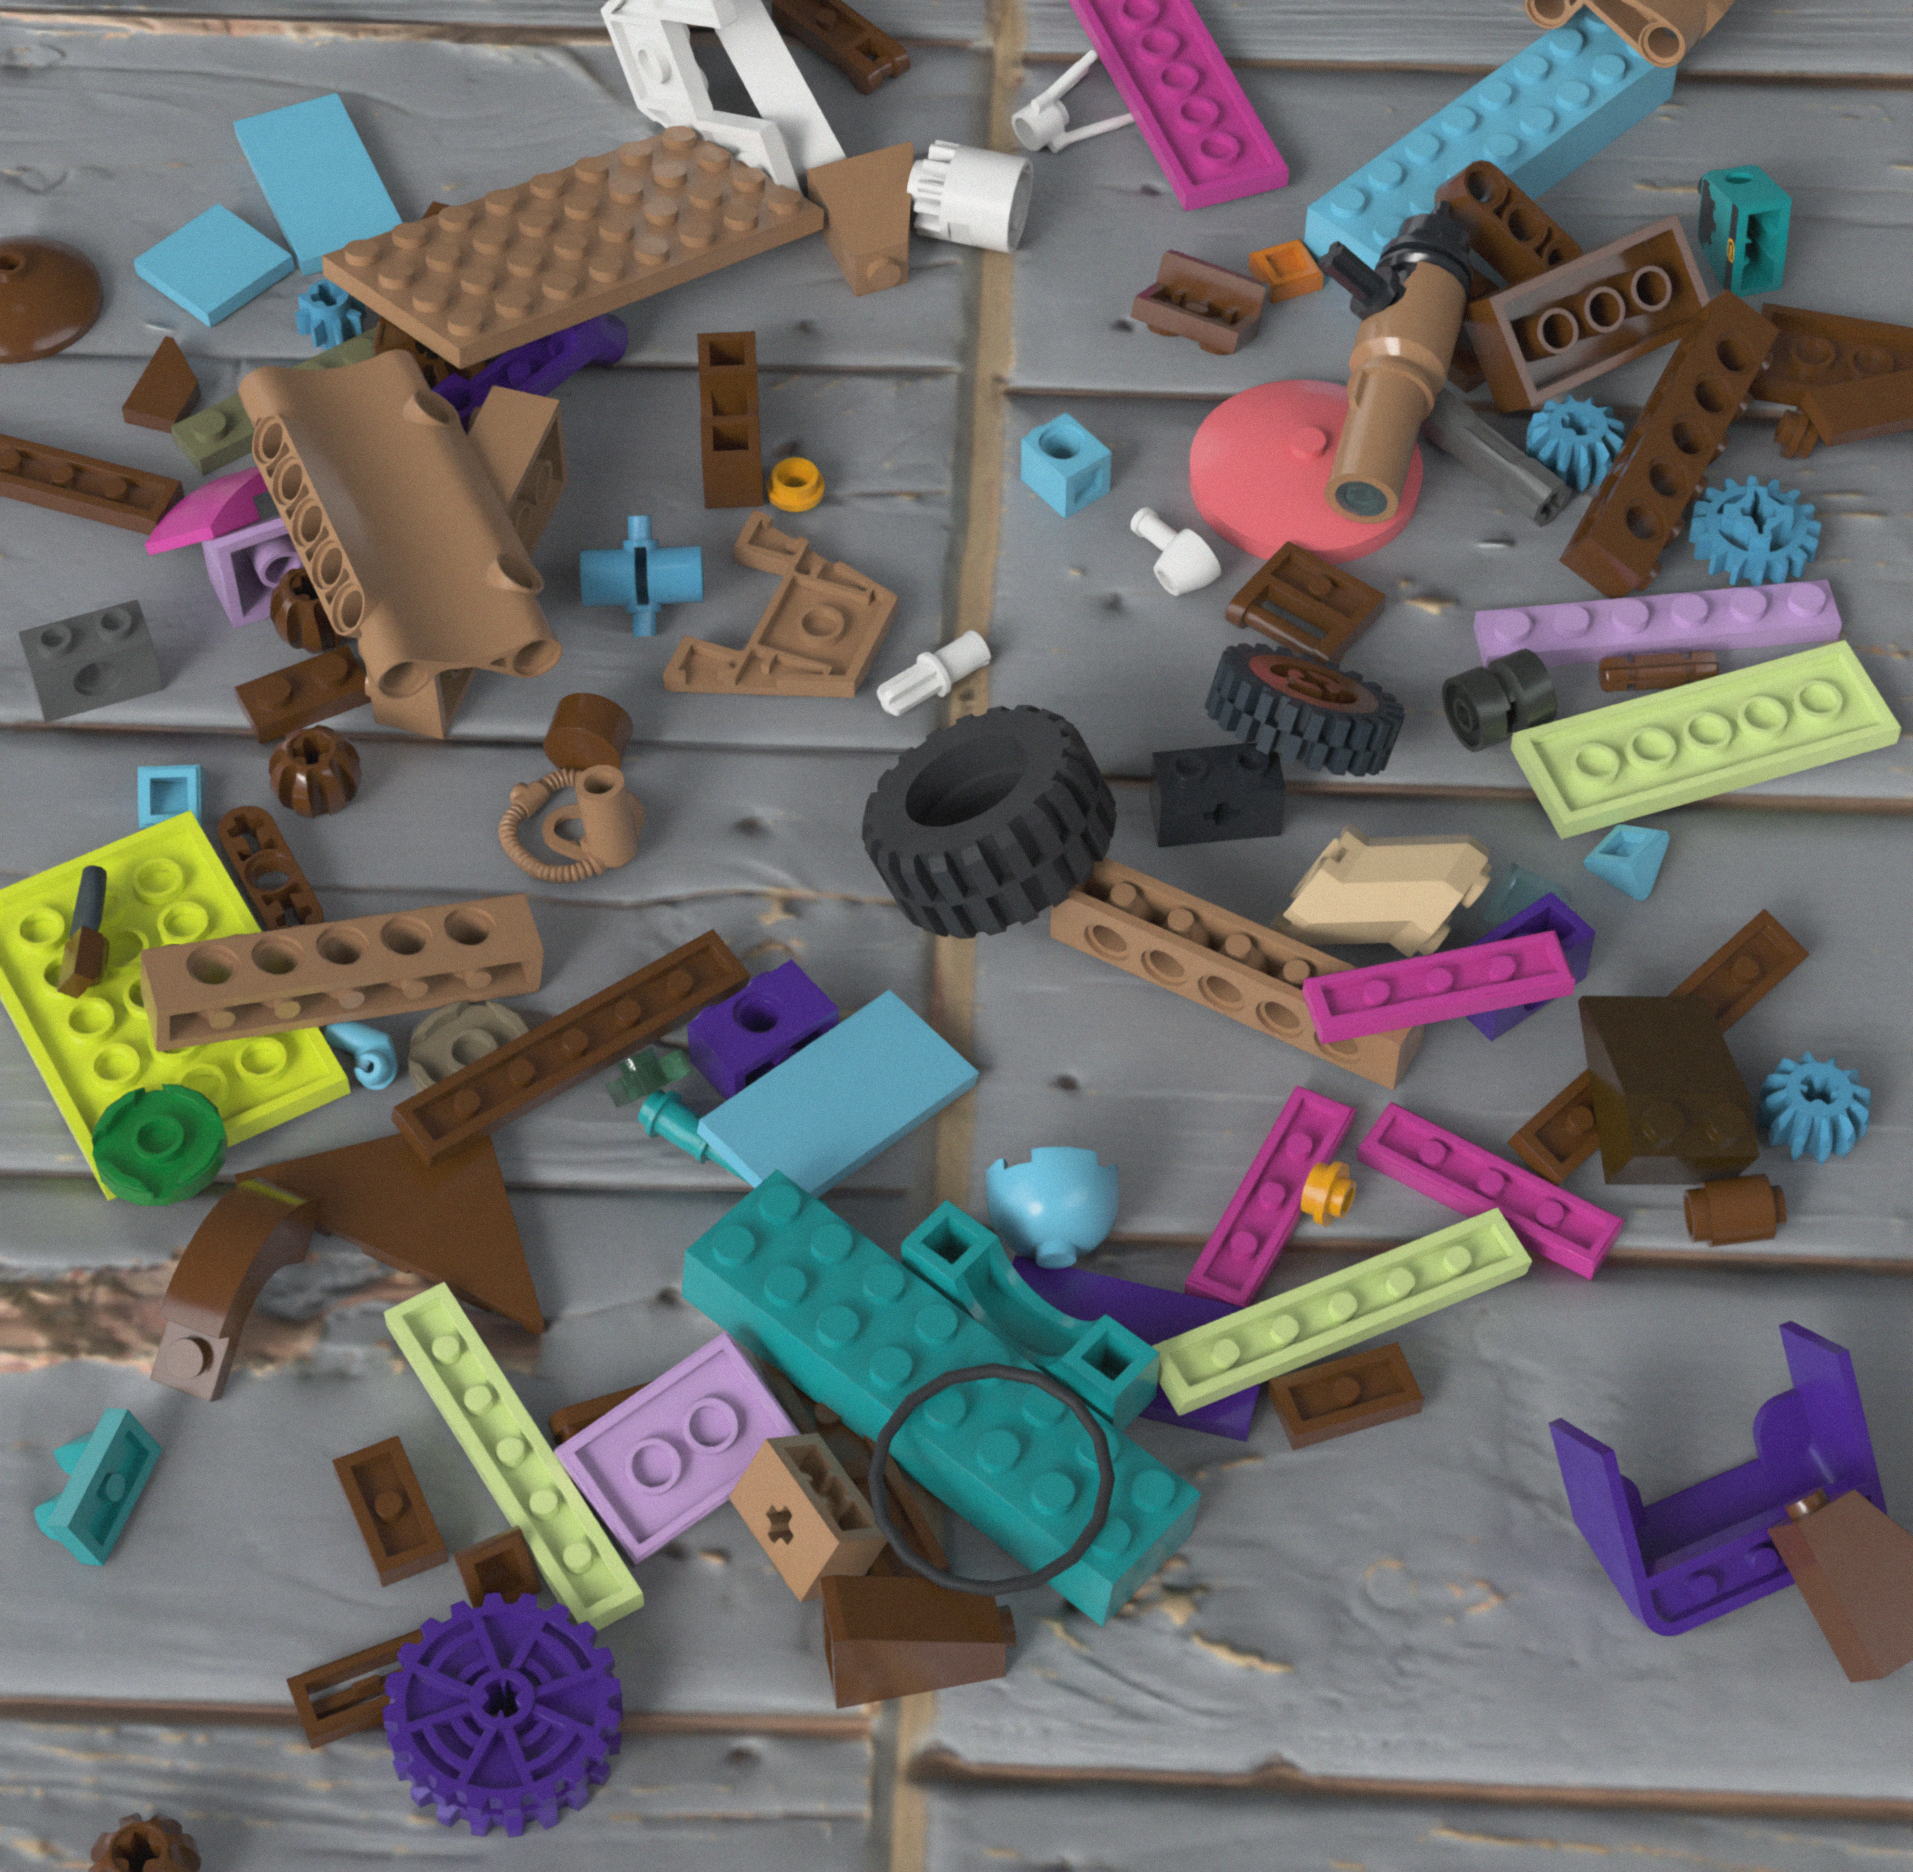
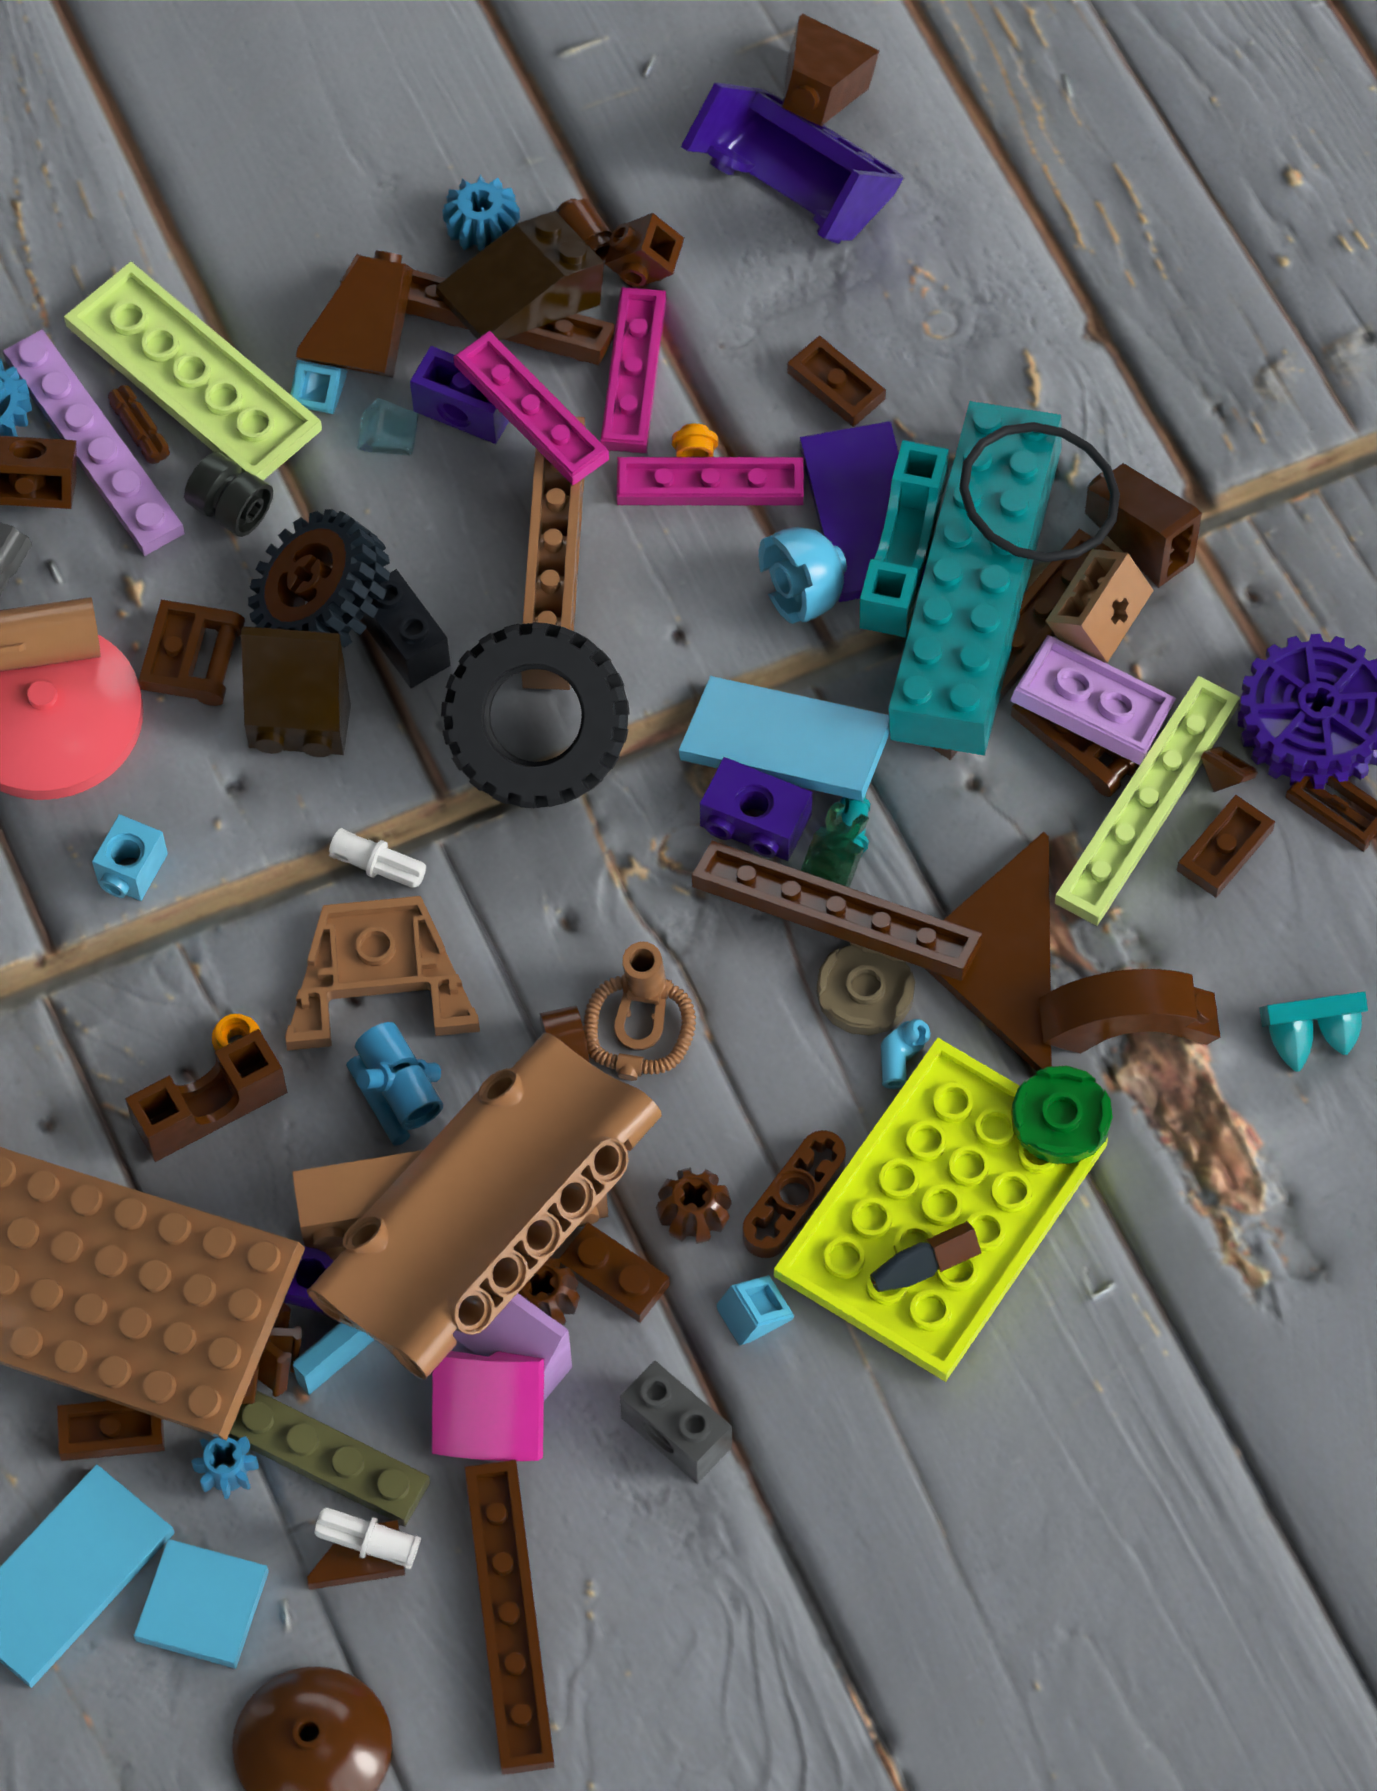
camera: 115 degrees left, 10 degrees up
(162, 376) = (367, 1537): none -> white axle
(340, 971) = (785, 992): medium nougat brick -> none
(1168, 645) = (294, 691): none -> dark brown slope
(1186, 558) = (187, 743): white bar -> none
(1339, 1310) = (783, 396): yellowish green plate -> none
(1385, 890) = (450, 487): tan brick -> none
(1638, 1252) = (644, 250): none -> reddish brown brick
(1682, 903) = (363, 318): none -> reddish brown slope

